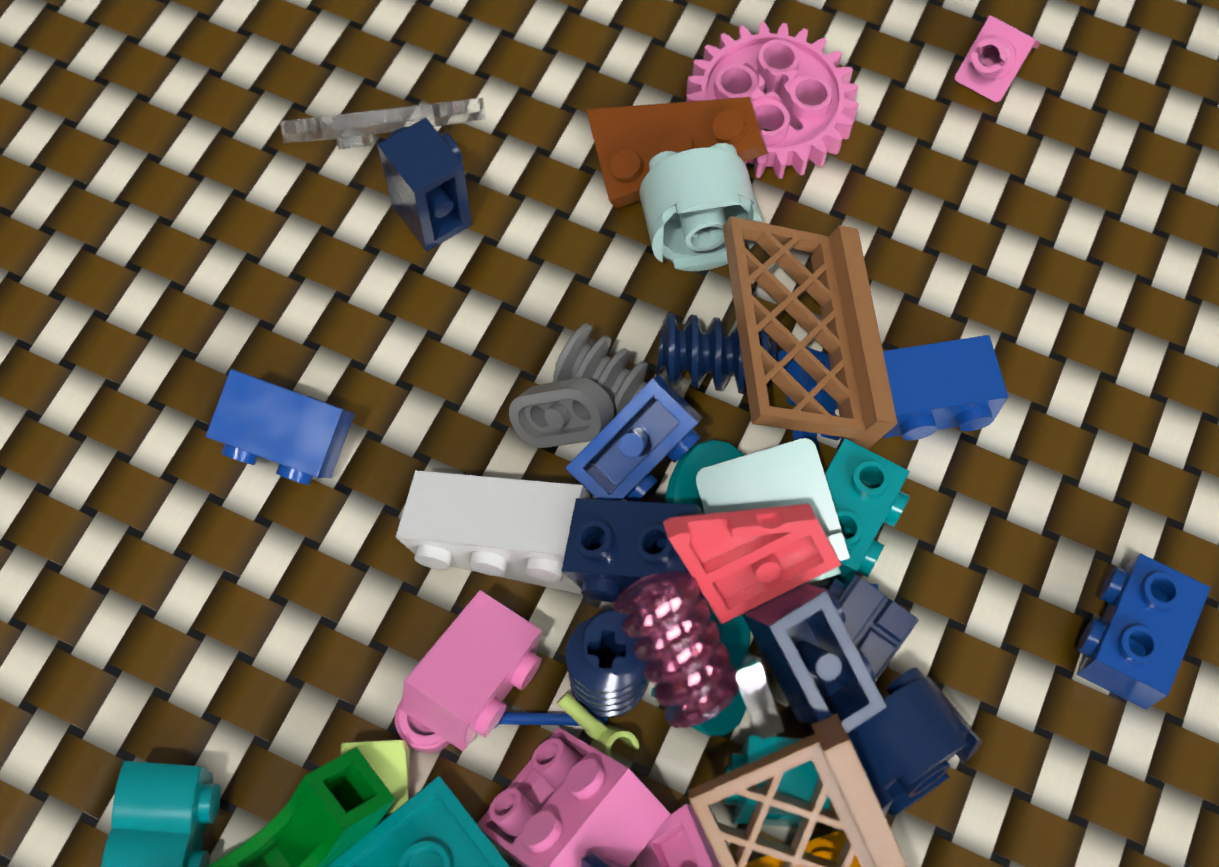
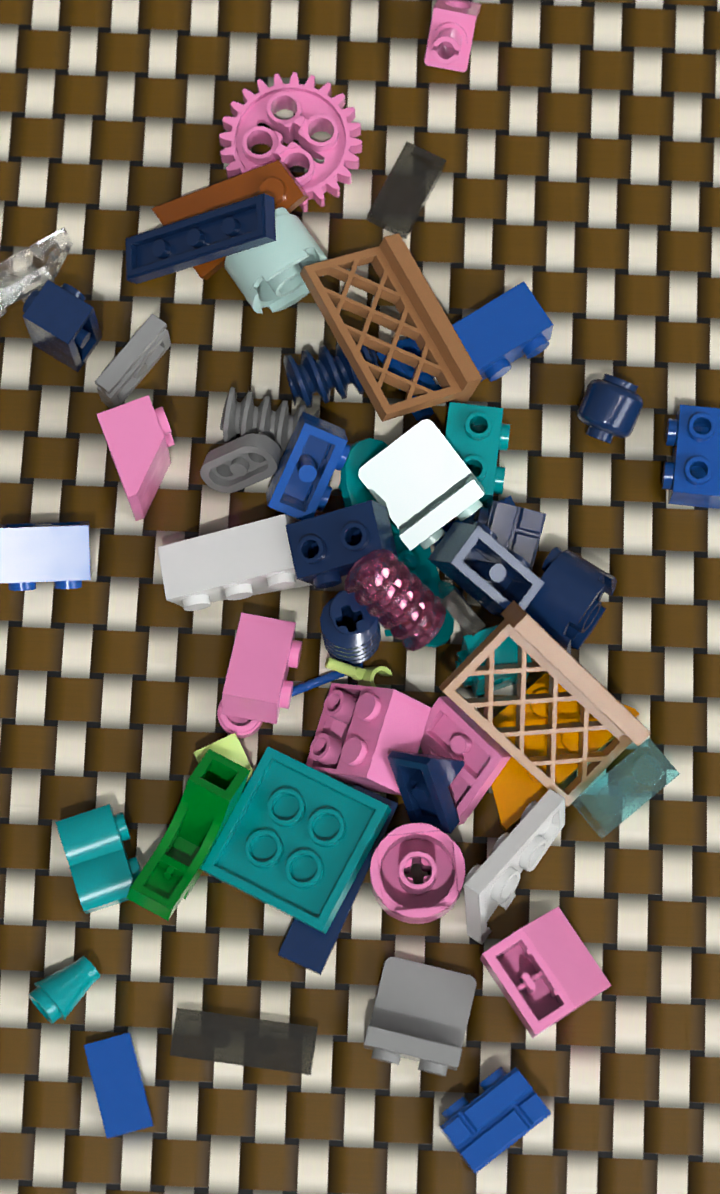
camera: 20 degrees left, 10 degrees up
(444, 351) = (139, 448): none -> bright pink slope
(488, 256) = (133, 362): none -> light grey plate
(627, 147) = (200, 239): none -> dark blue tile
(751, 554) = (420, 519): coral wing -> none
(884, 195) = (406, 190): none -> clear smoke tile
(1044, 525) = (610, 408): none -> dark blue head

